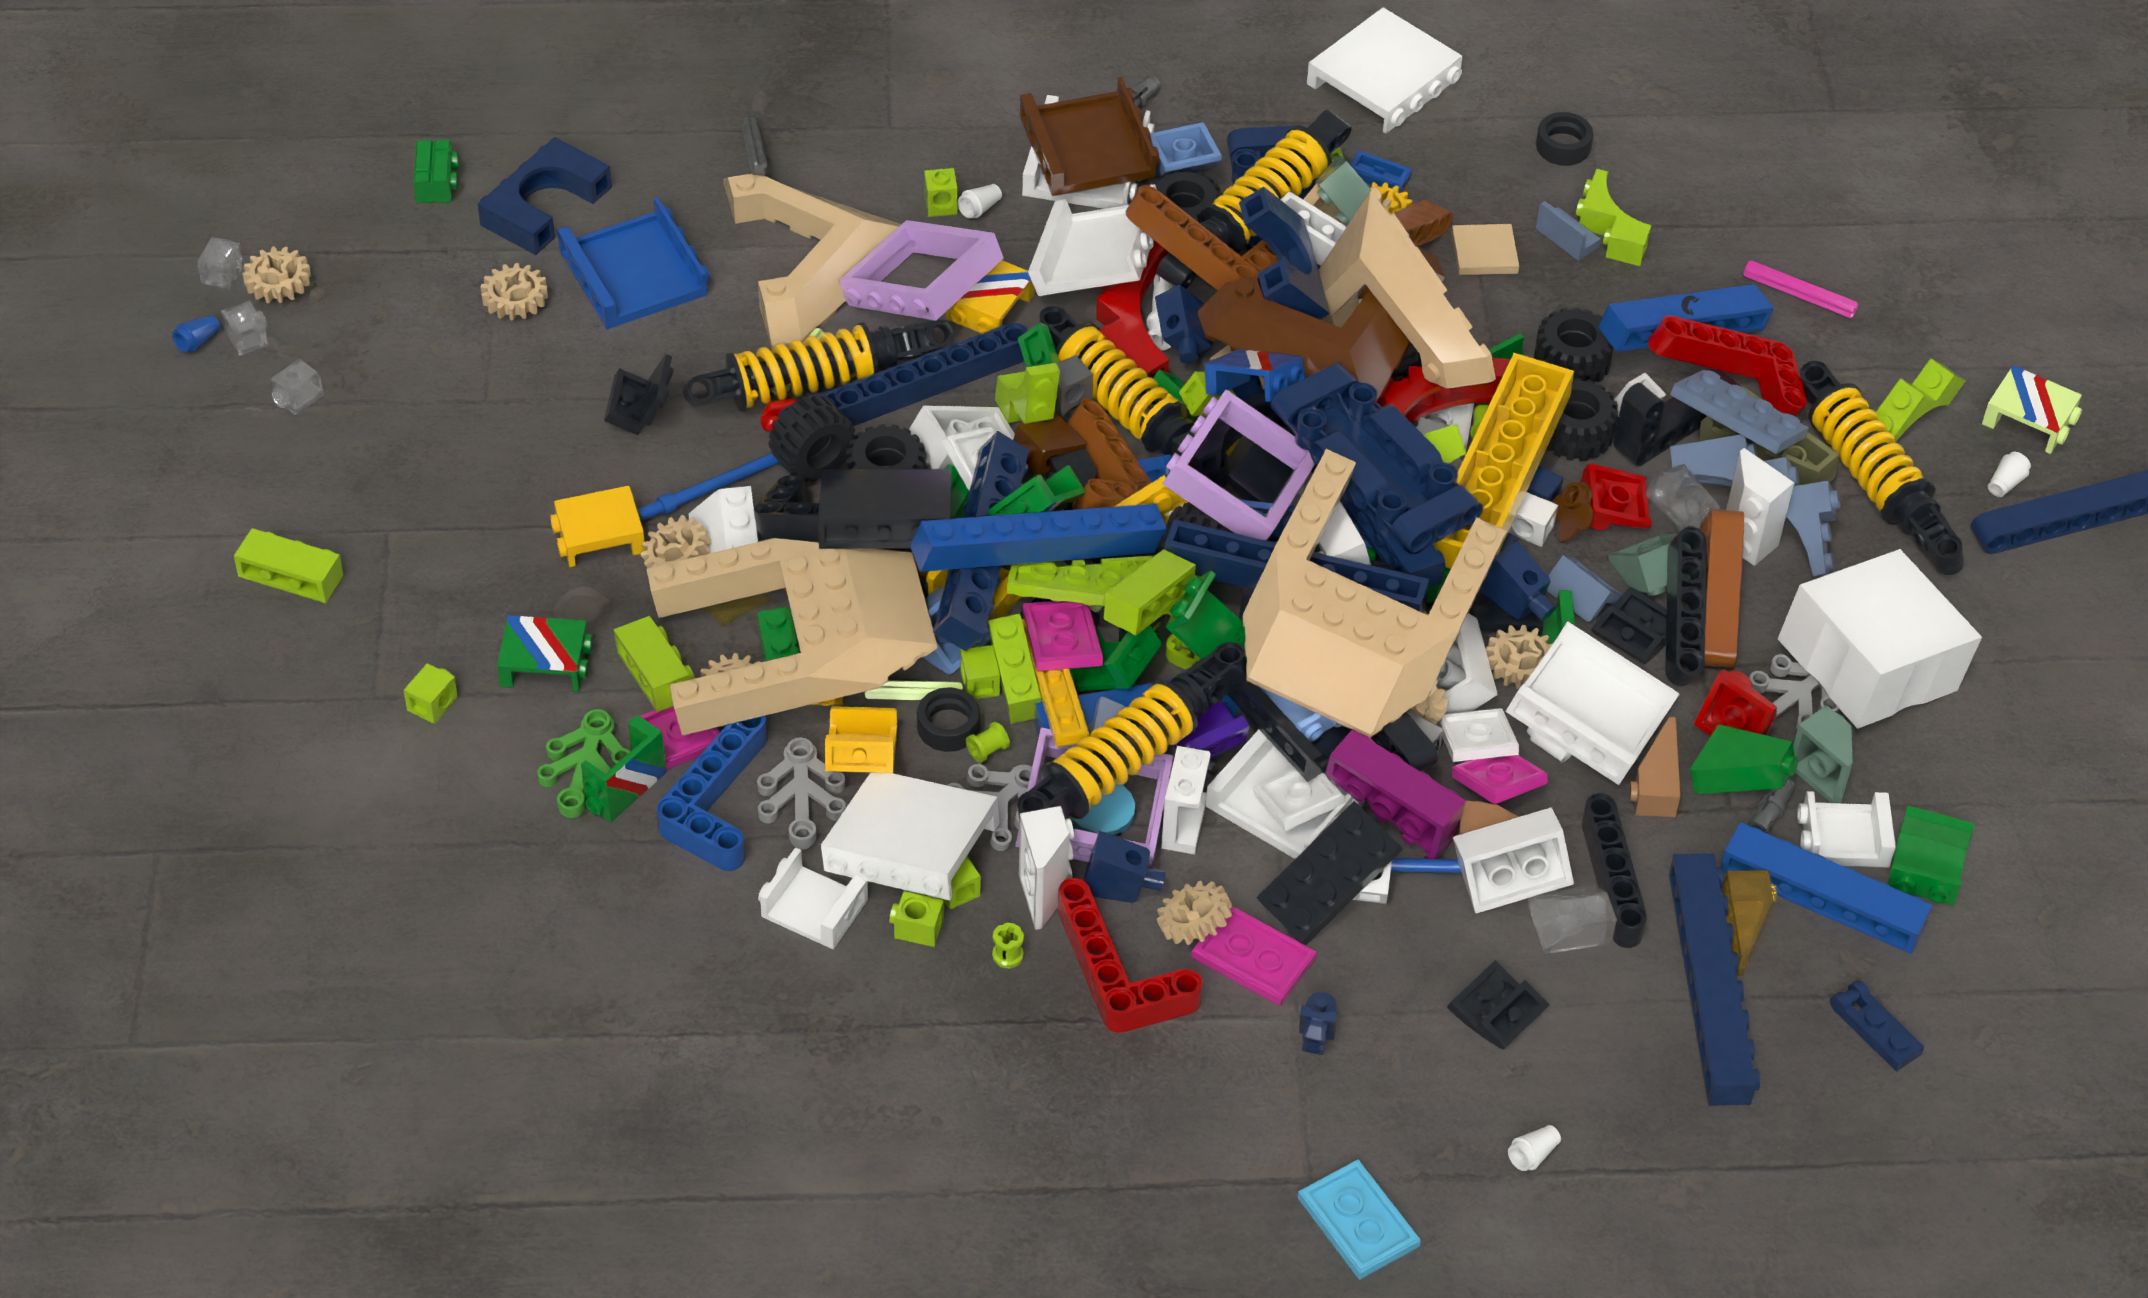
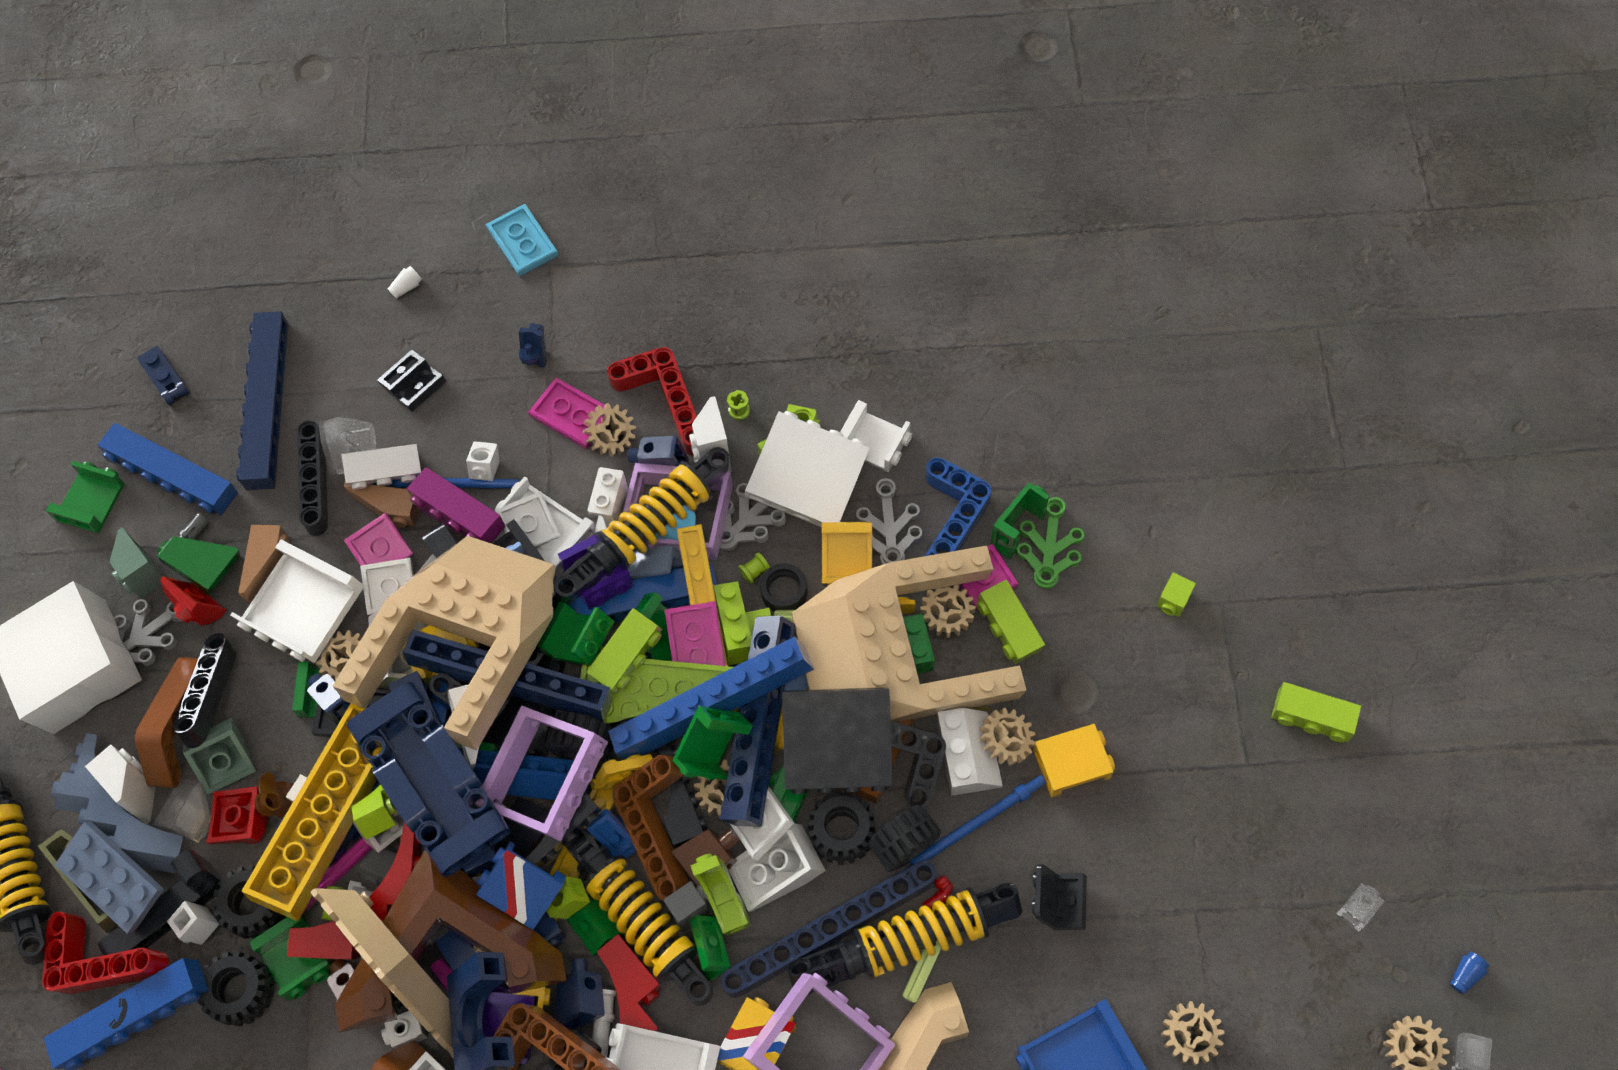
camera: 175 degrees left, 15 degrees up
(245, 327) = (1427, 978): clear brick -> none
(545, 648) = (1096, 631): green panel -> none
(1329, 873) = (511, 453): black plate -> none
(1587, 588) = (282, 730): sand blue panel -> none
(1634, 625) = (249, 697): black slope -> none
(1749, 906) = (222, 450): clear yellow slope -> none
(1848, 832) = (143, 517): white panel -> none

